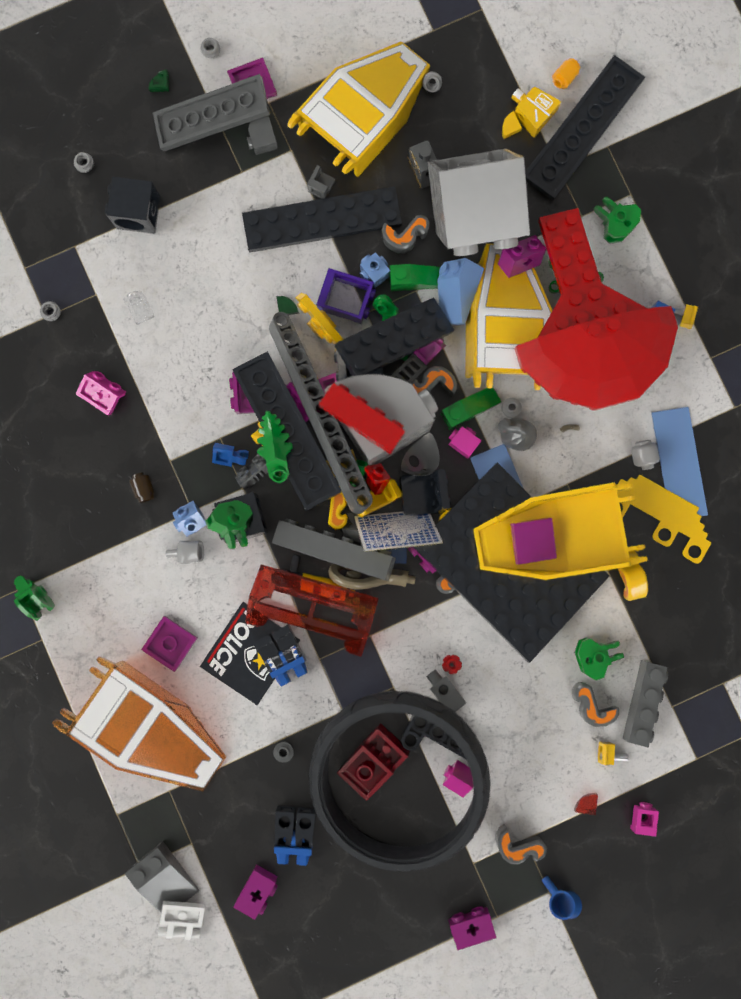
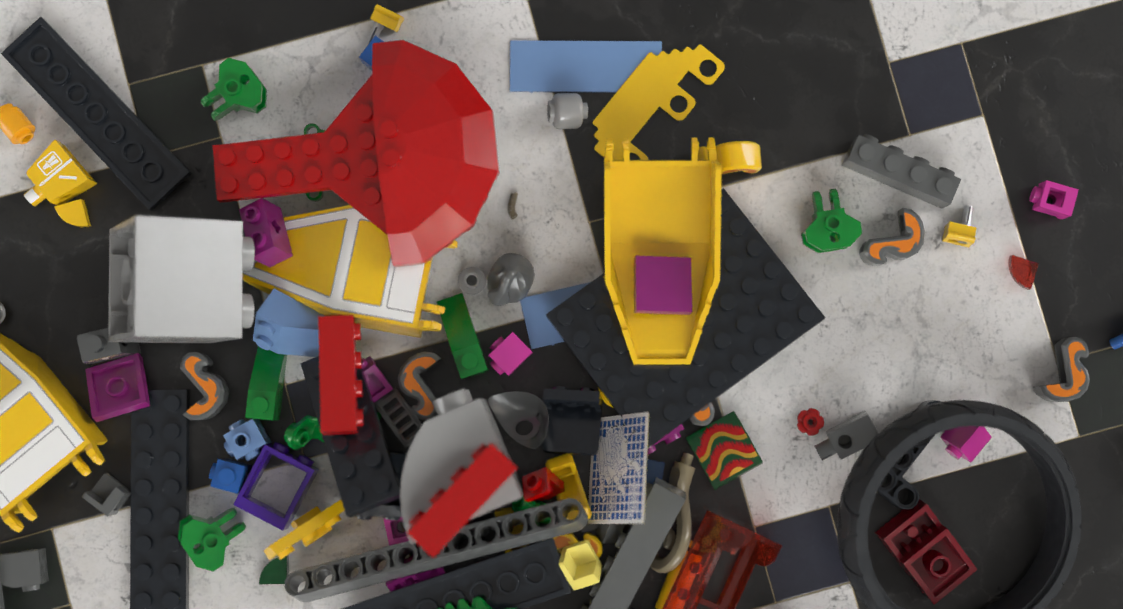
camera: 80 degrees left, 0 degrees up
(302, 257) = (208, 534): none -> green hinge
(325, 514) = (580, 565): none -> light yellow panel
(348, 261) = (229, 475): none -> blue brick
(395, 176) = (117, 387): none -> magenta tile
(421, 605) = (724, 450): none -> slope
(432, 321) = (339, 375): none -> red brick

